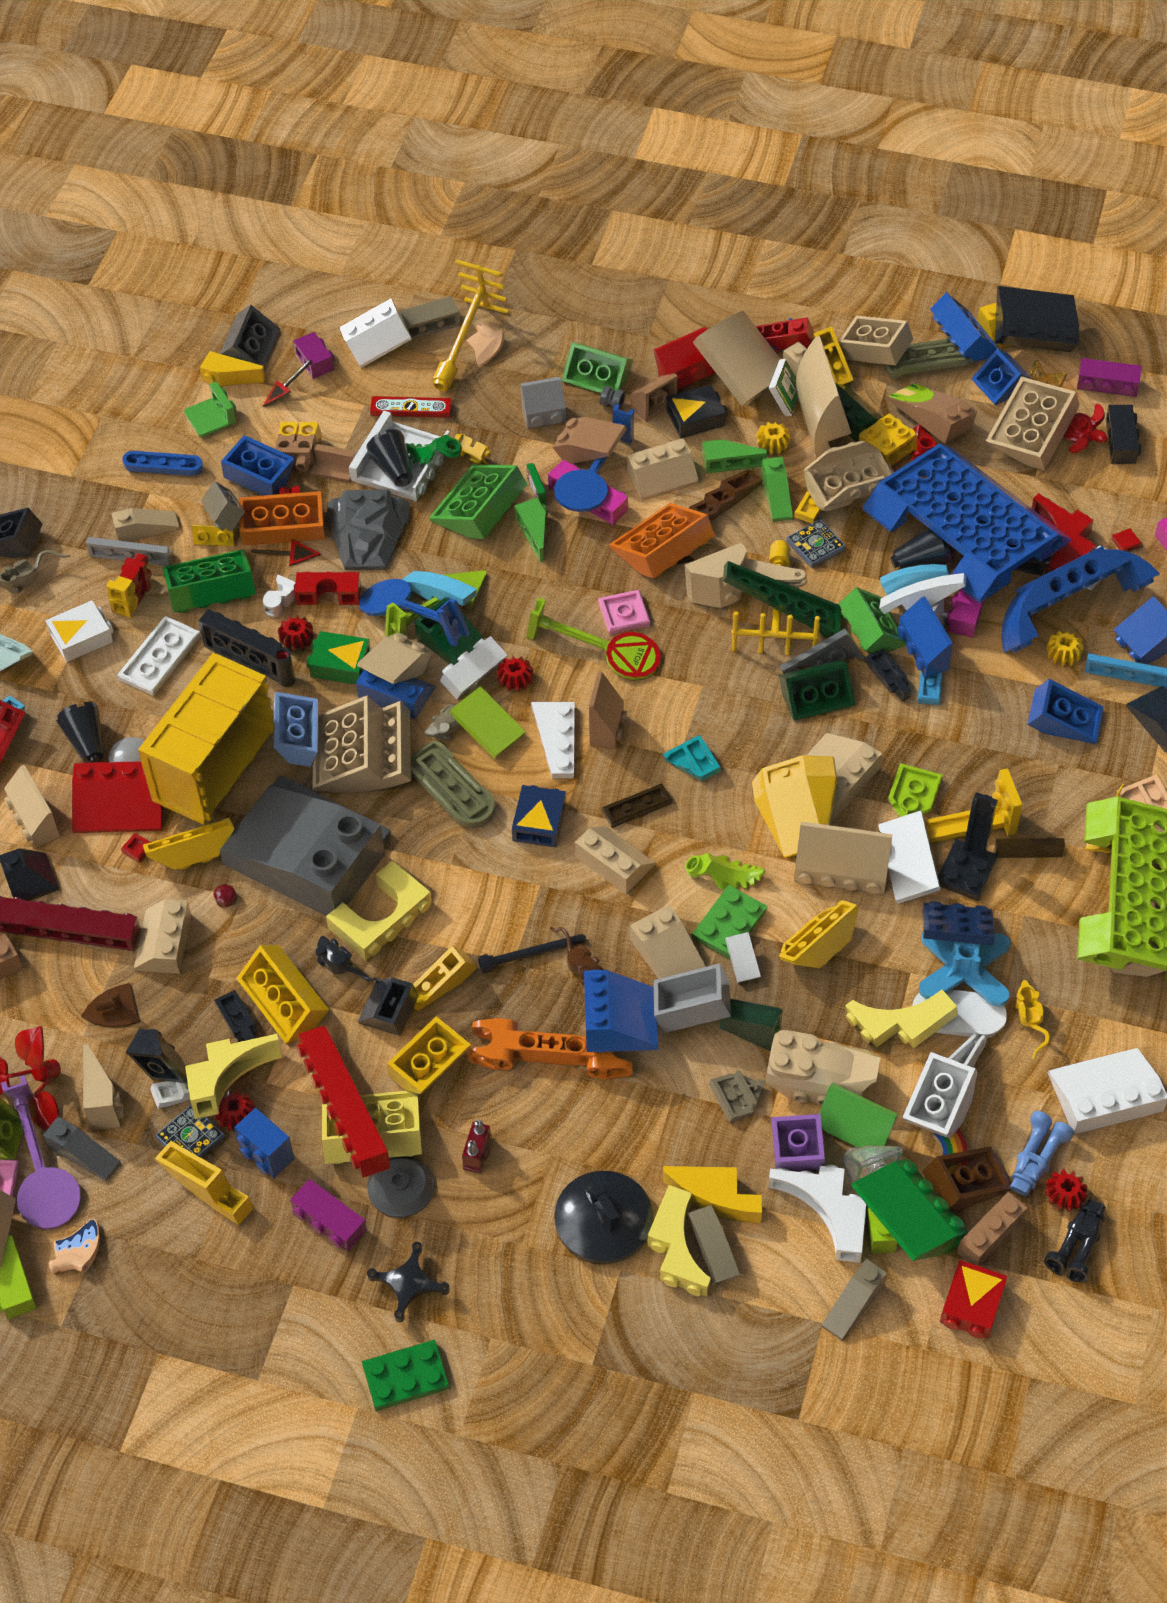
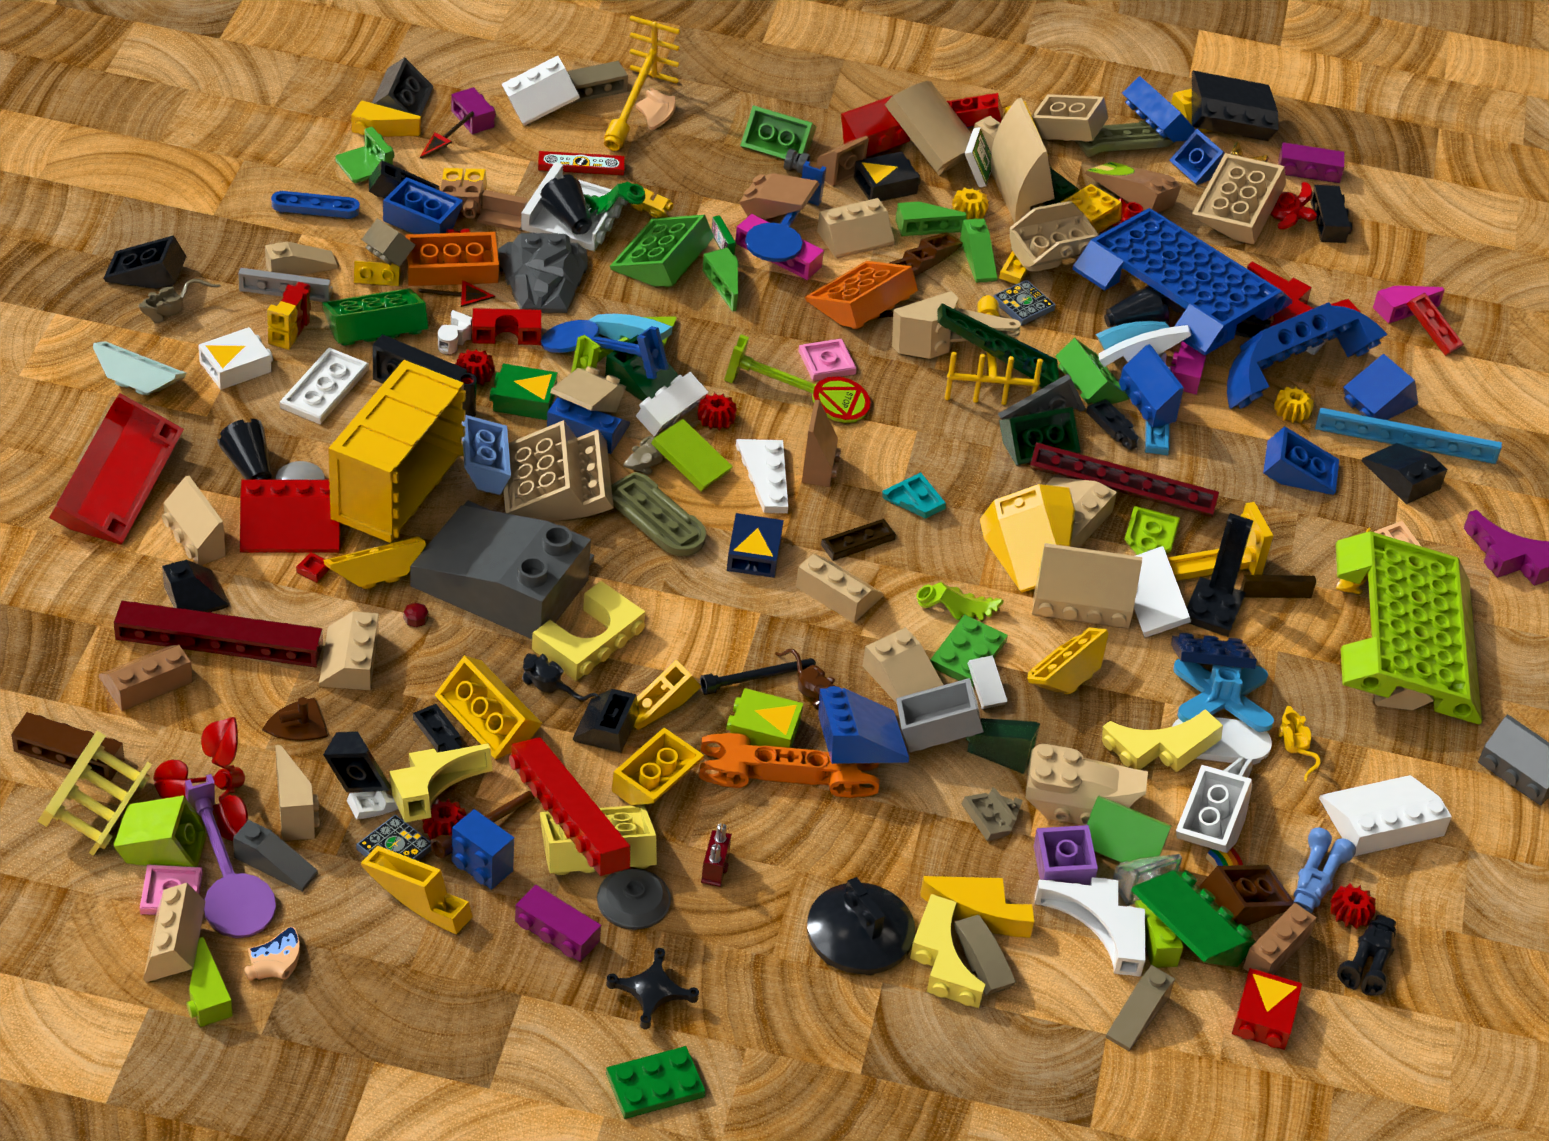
camera: 10 degrees left, 10 degrees down
(229, 433) = (388, 177): none -> black slope
(229, 1135) = (442, 844): none -> reddish brown piece
(533, 1002) = (765, 719): none -> lime brick
(543, 402) = (725, 161): light grey slope -> none
(892, 737) = (1125, 479): none -> dark red brick

